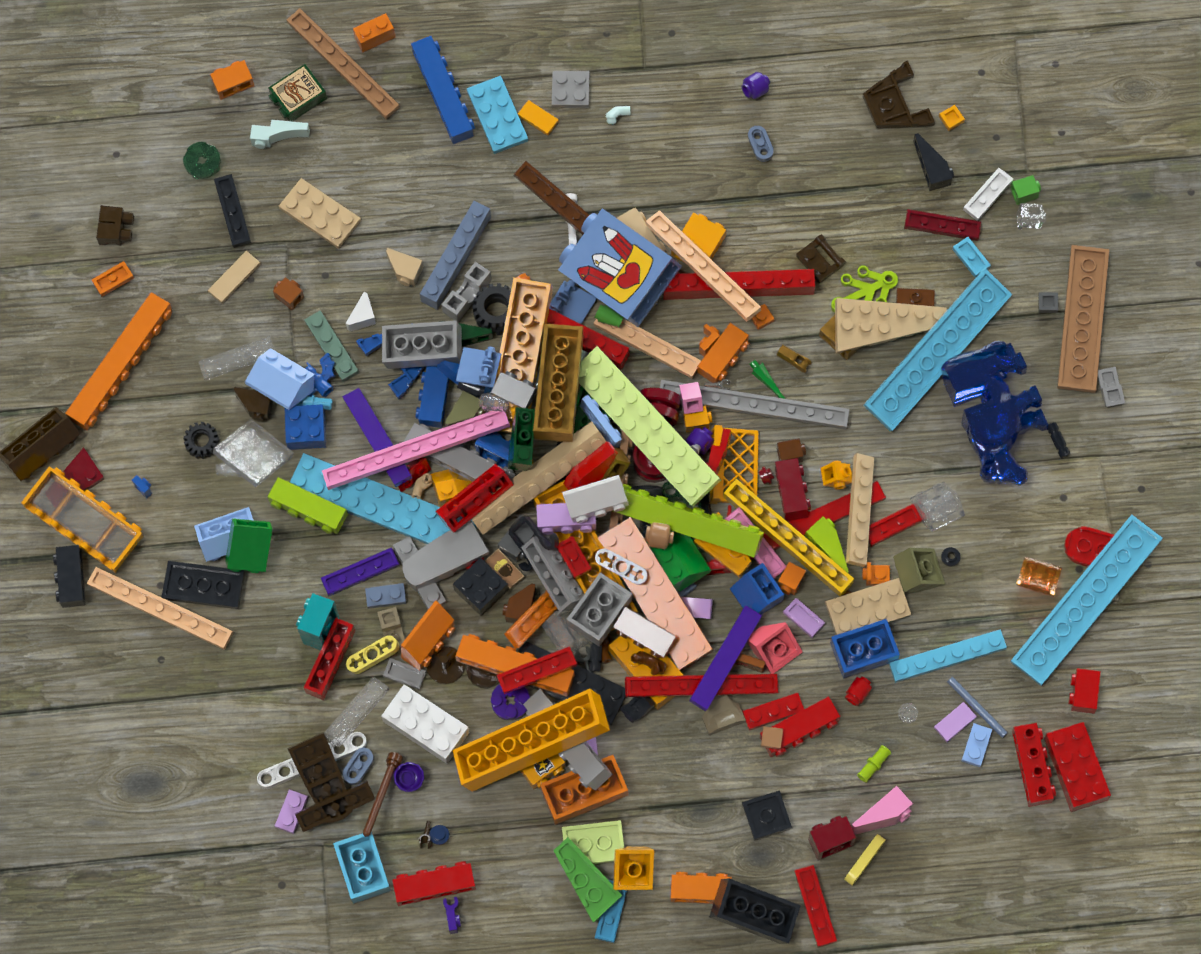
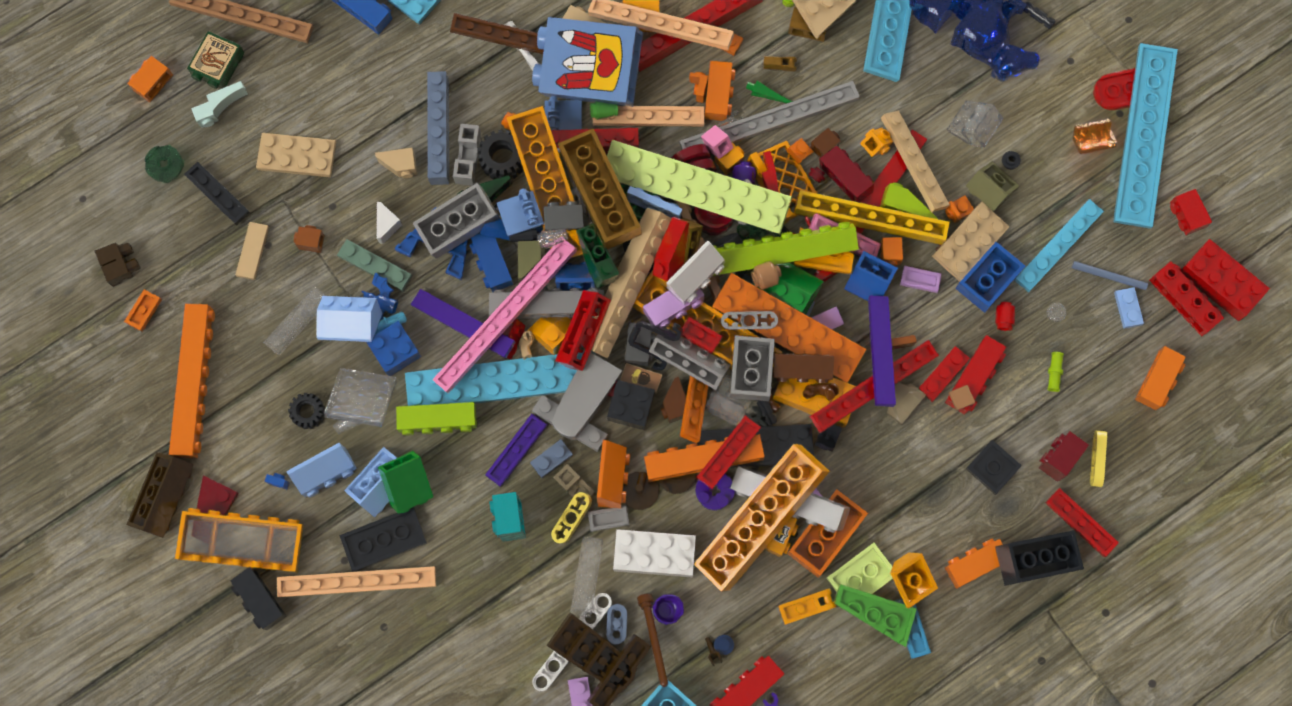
camera: 30 degrees left, 5 degrees up
(185, 497) = (322, 470): none -> light blue slope
(255, 403) = (336, 352): dark brown slope -> none
(329, 659) = (536, 543): red brick -> none
(529, 842) = (806, 606): none -> light orange plate
(764, 446) = (800, 150): none -> orange plate
(774, 645) = (912, 316): coral slope -> none
(885, 813) = (1095, 404): bright pink slope -> none
(893, 524) = (948, 157): red tile -> none
(955, 722) = (1099, 298): lavender tile -> none
(965, 821) = (1161, 378): none -> orange brick

